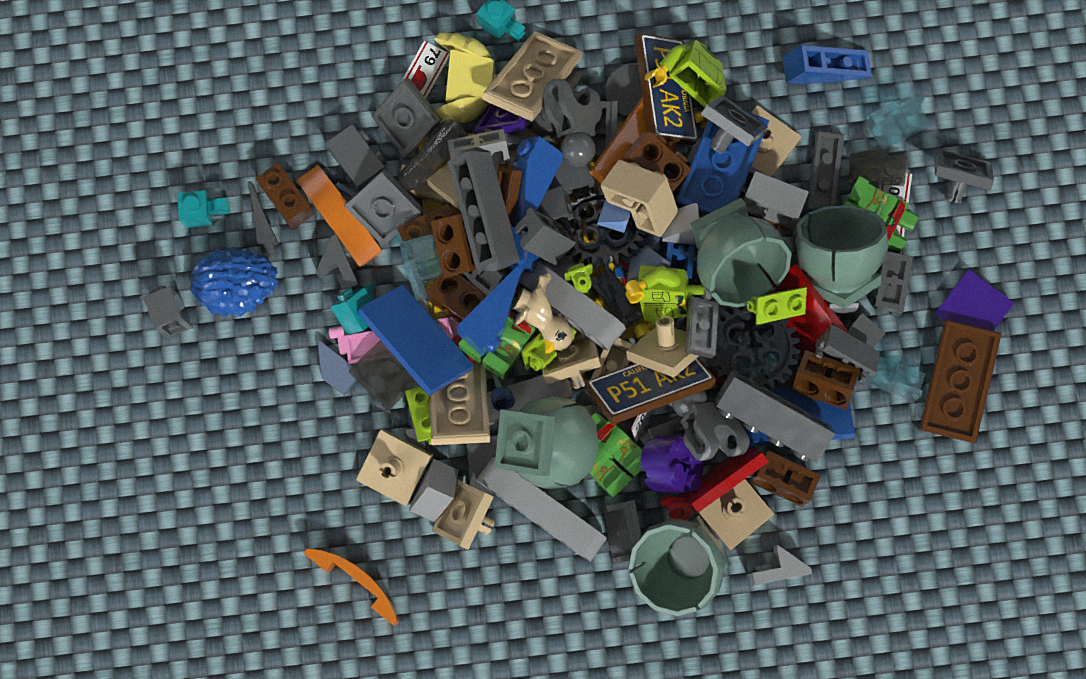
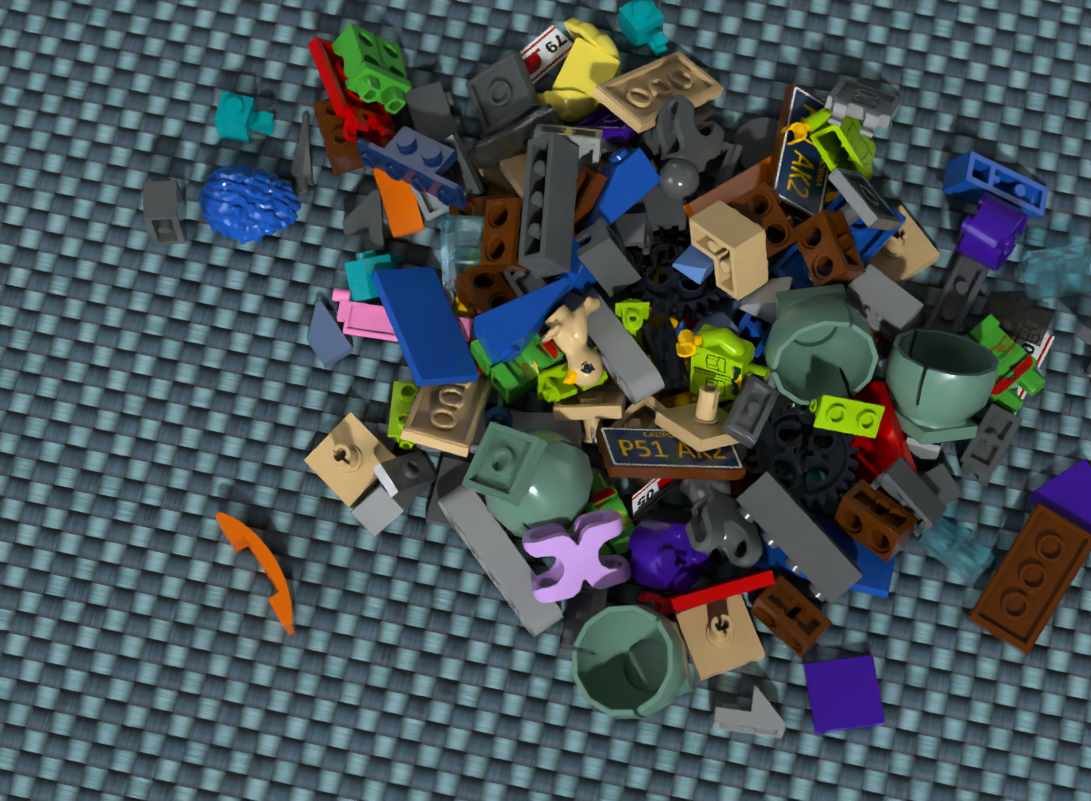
camera: 15 degrees right, 10 degrees down
(283, 157) = (346, 103): none -> red tile
(294, 134) = (371, 70): none -> bright green hips
(360, 203) = (417, 162): none -> dark blue bracket
(382, 375) = (375, 356): clear smoke tile -> none
(442, 466) = (405, 473): none -> flat silver plate
(465, 515) = (411, 535): tan tile -> none
(605, 492) = (576, 555): none -> lavender piece
(702, 33) = (862, 103): none -> light grey tile
(724, 169) = (829, 249): none -> reddish brown brick
(837, 106) = (991, 232): none -> dark purple brick
(844, 524) = (843, 694): none -> dark purple tile

